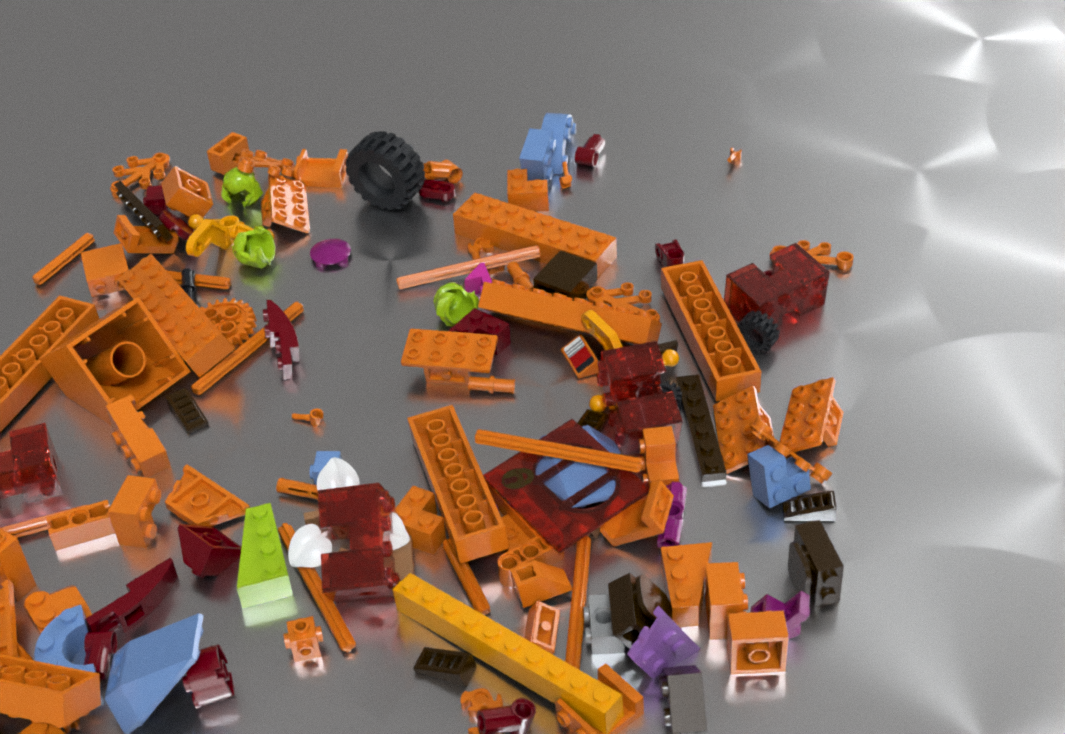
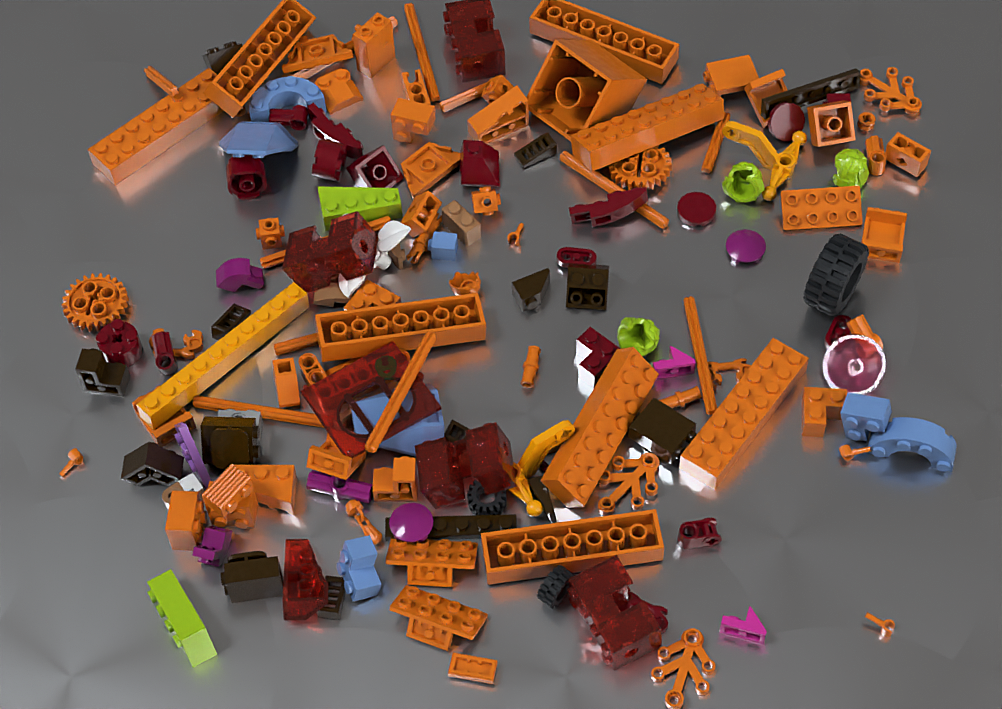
camera: 95 degrees right, 15 degrees up
(63, 259) = (758, 48): orange axle -> none
(90, 481) = (462, 98): none -> orange axle
(93, 446) = (495, 88): none -> orange brick
(188, 282) = (695, 138): black axle -> none
(188, 588) = (329, 159): none -> dark red brick
(208, 451) = (479, 164): none -> dark red slope
(215, 176) = (875, 155): none -> orange piece
(260, 159) = (875, 184): orange plant -> none
(264, 439) = (478, 200): none -> orange brick
(280, 287) = (696, 209): none -> dark red tile
(294, 457) = (461, 222): none -> medium nougat brick
(294, 490) = (421, 213): none -> orange brick
(345, 364) = (576, 256): none -> dark red plate
(374, 661) = (238, 272): none -> magenta brick
(381, 349) = (587, 286): none -> dark brown slope
(385, 443) = (465, 284): none -> orange hair
(391, 391) = (531, 289): none -> dark brown slope
(449, 355) = (562, 327): orange bracket -> none
(477, 171) = (845, 355): none -> clear pink dish
(542, 626) = (250, 387): orange slope -> none
(590, 152) = (893, 476): dark red piece -> none
(697, 503) = (355, 507): none -> orange piece
(709, 445) = (411, 522): none -> magenta dish
(715, 670) = (188, 483): none -> leg
(727, 573) = (228, 490): none -> orange brick
(758, 222) = (748, 630): none -> dark pink slope
(762, 430) = (380, 574): orange plant -> none
(774, 539) = (303, 584): none -> clear red wedge
(858, 389) = (472, 668): none -> orange plate
(880, 628) = (181, 618): none -> lime wedge

